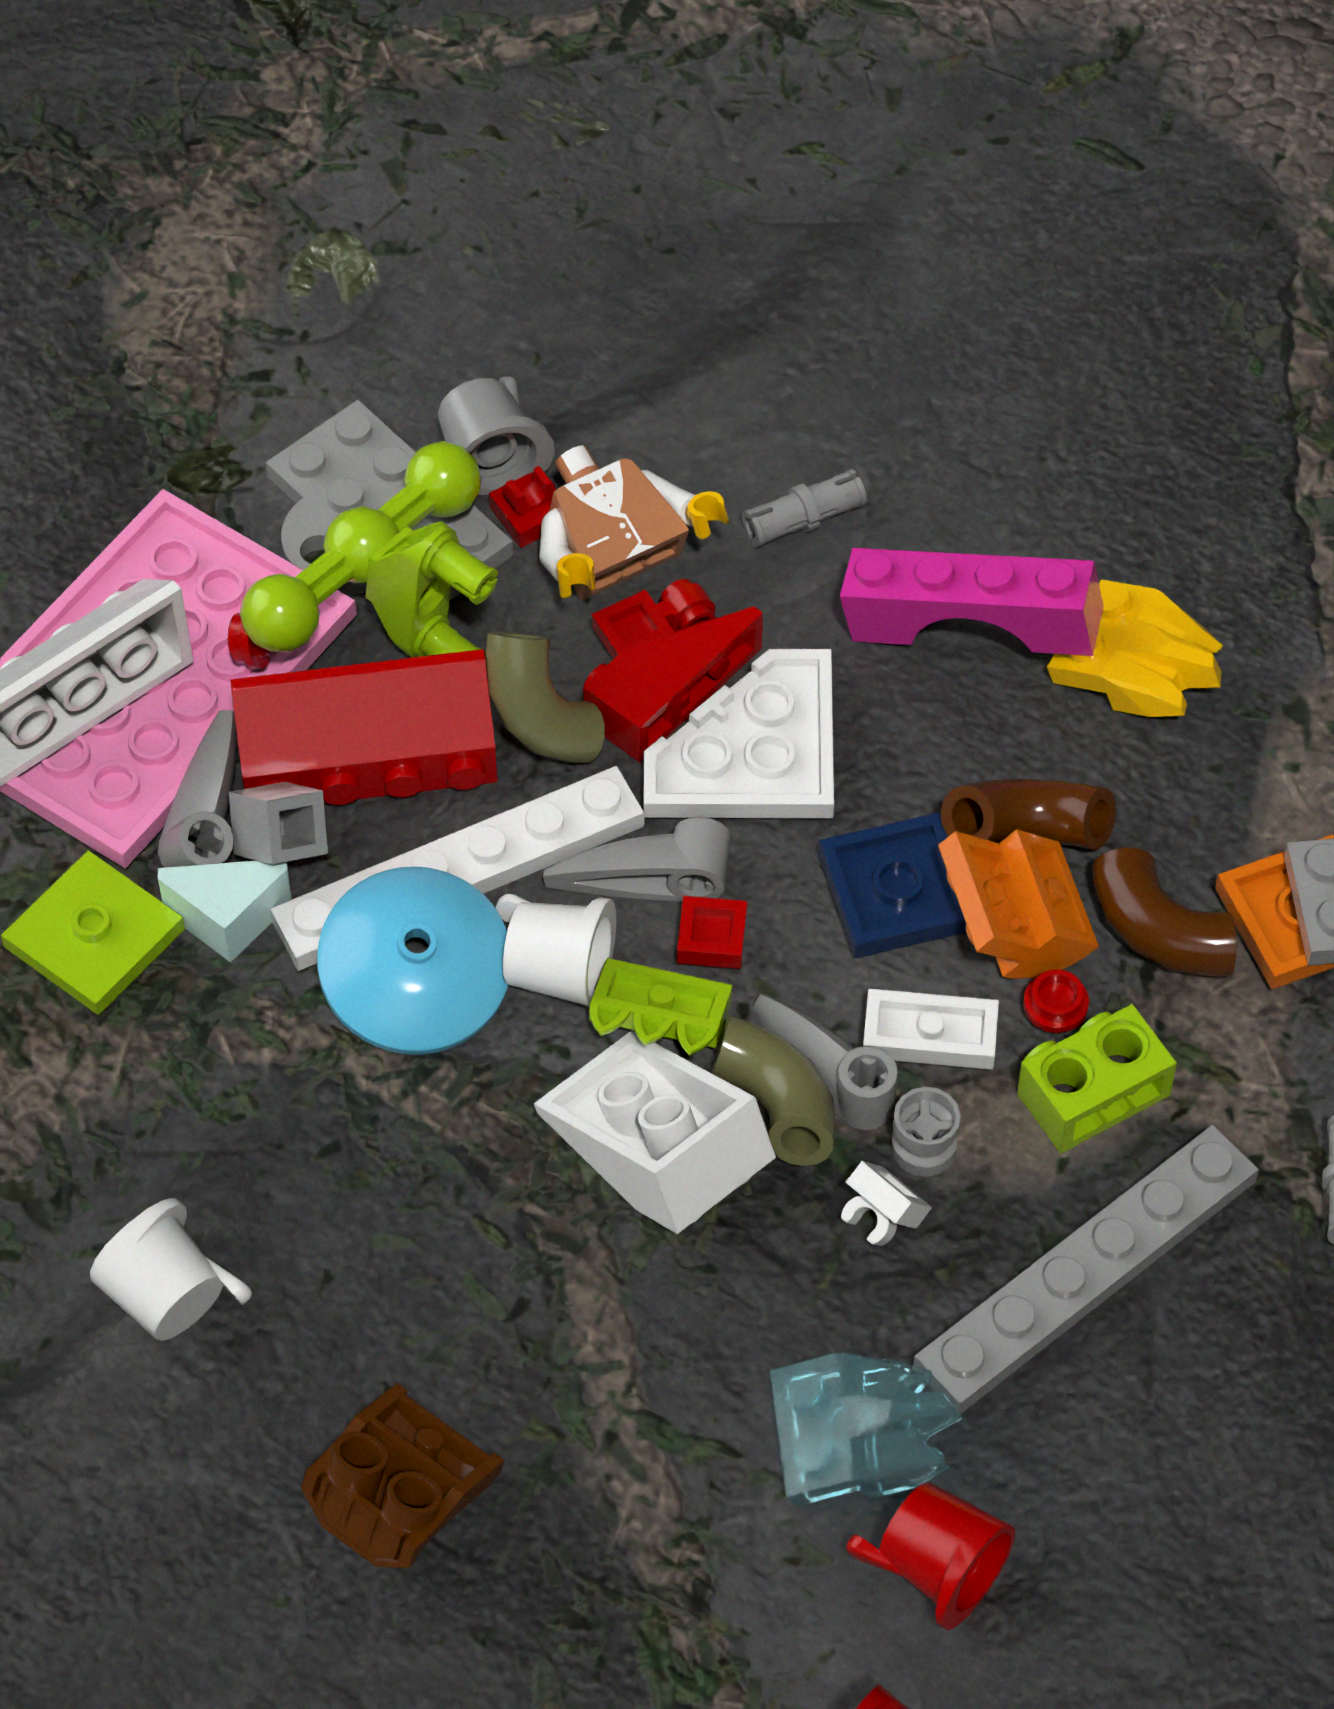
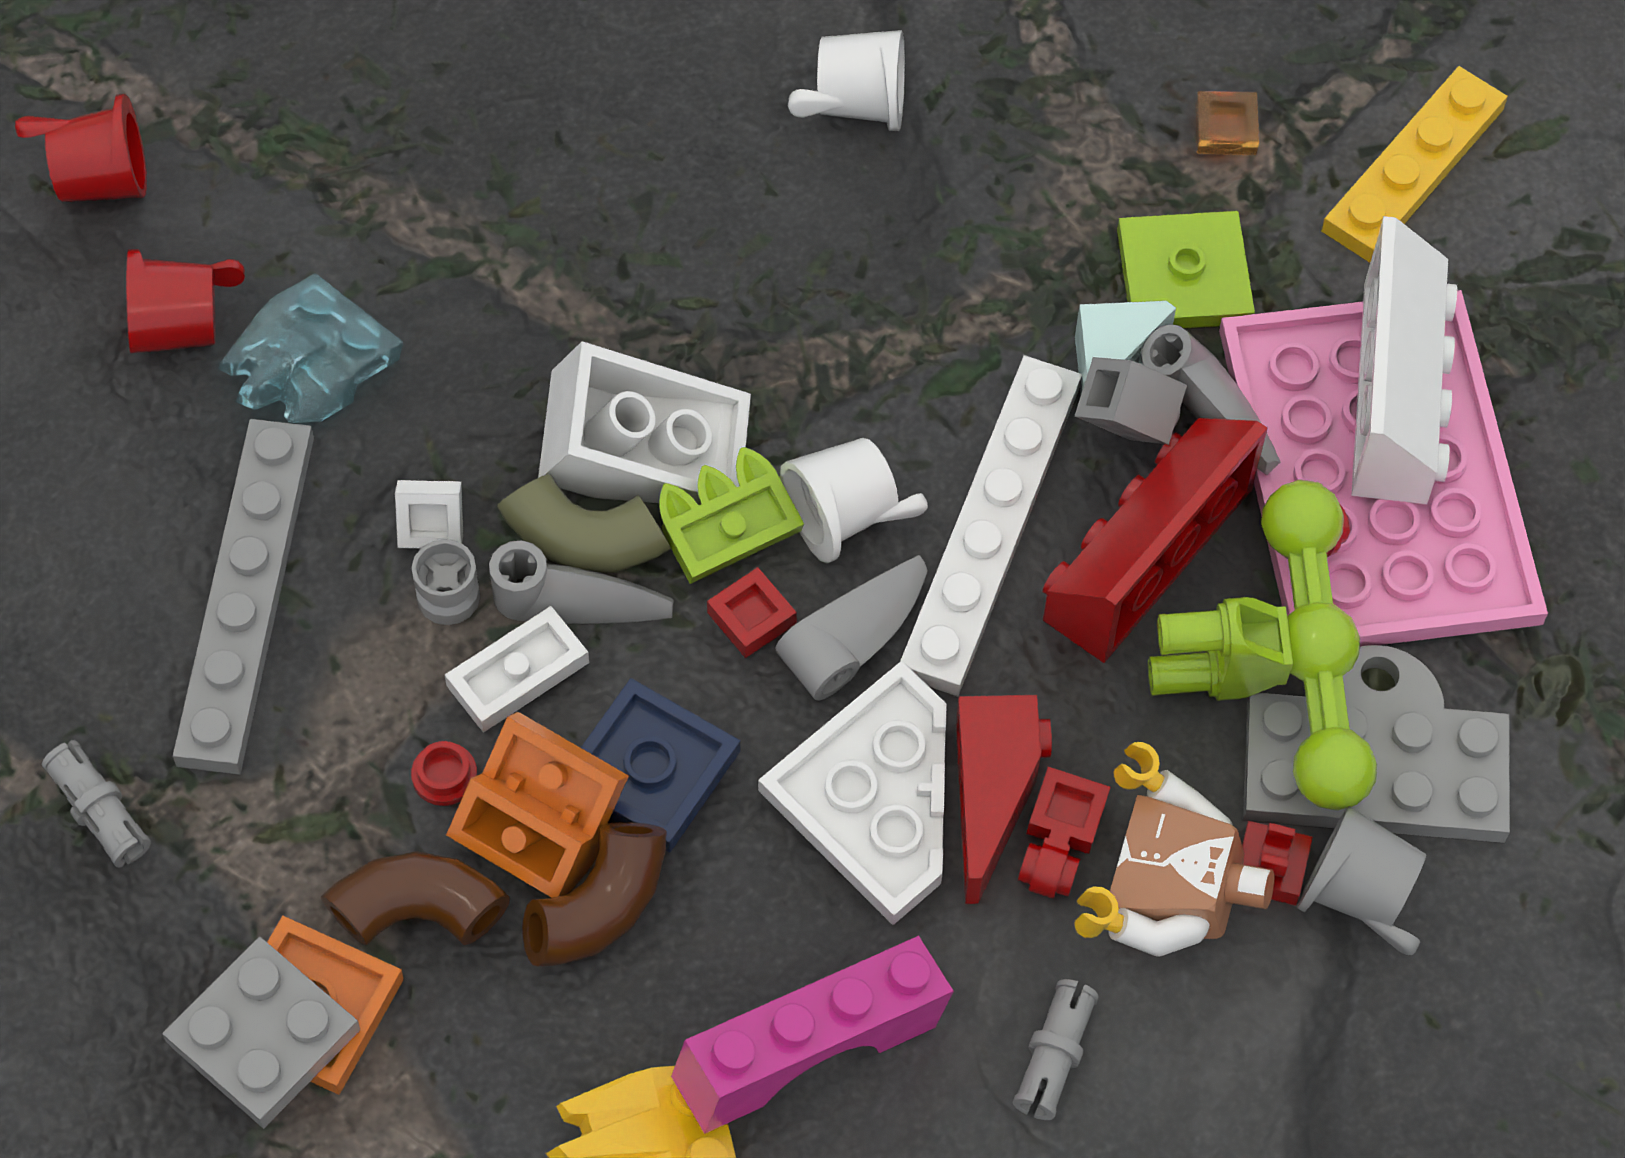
camera: 135 degrees right, 5 degrees up
(395, 1480) = (577, 93): reddish brown slope -> none
(406, 997) = (946, 439): medium azure dish -> none
(533, 707) = (1048, 634): olive cylinder -> none
(1105, 1088) = (343, 722): lime brick -> none

